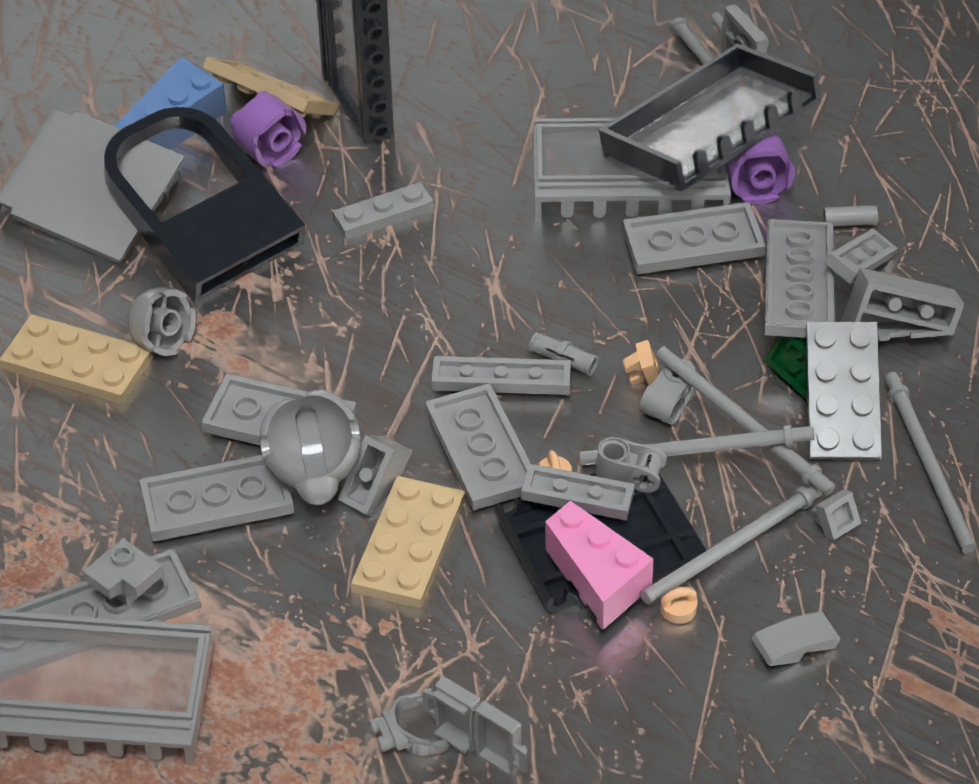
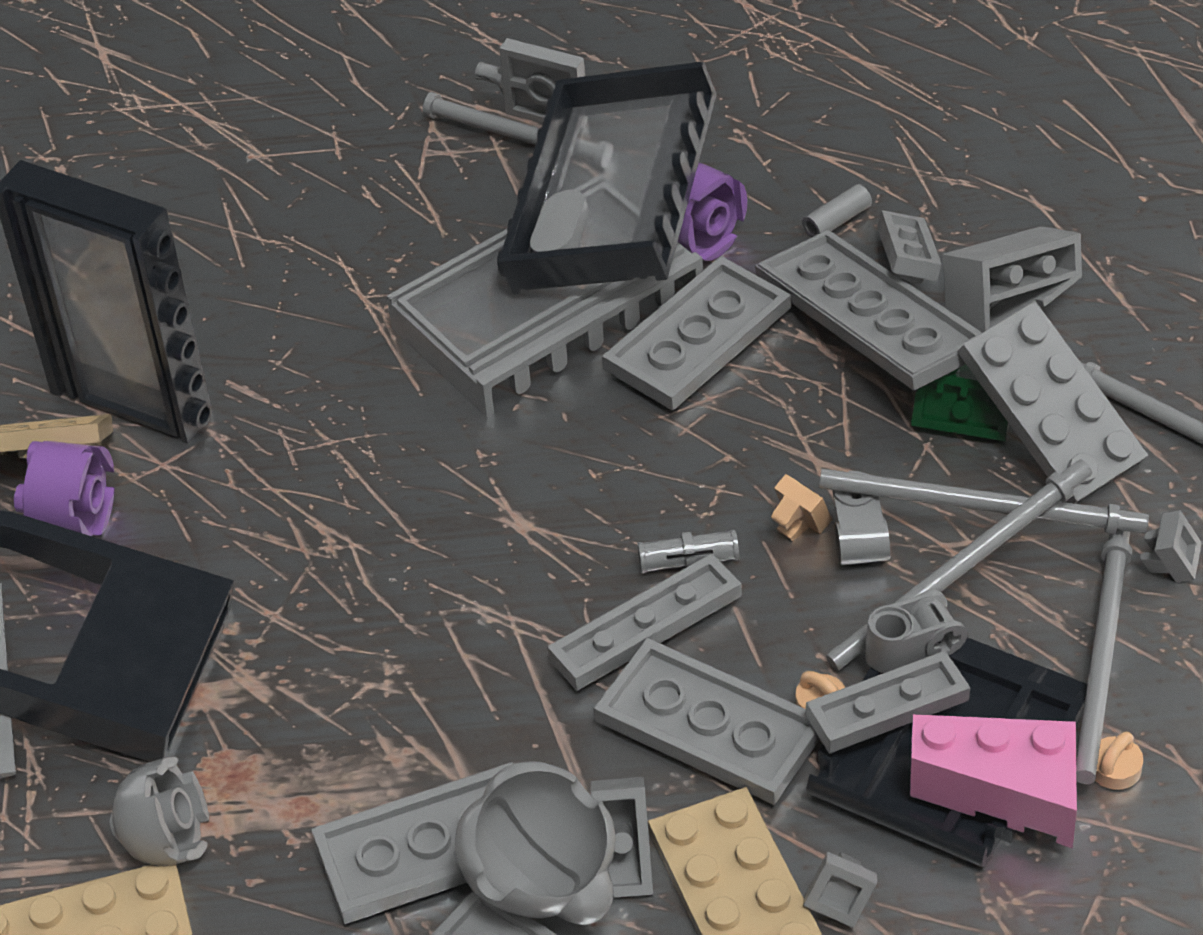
camera: 35 degrees left, 0 degrees up
(383, 210) = (296, 511): light grey plate -> none
(455, 568) = (840, 888): none -> light grey tile
(657, 128) = (560, 222): none -> light grey tile

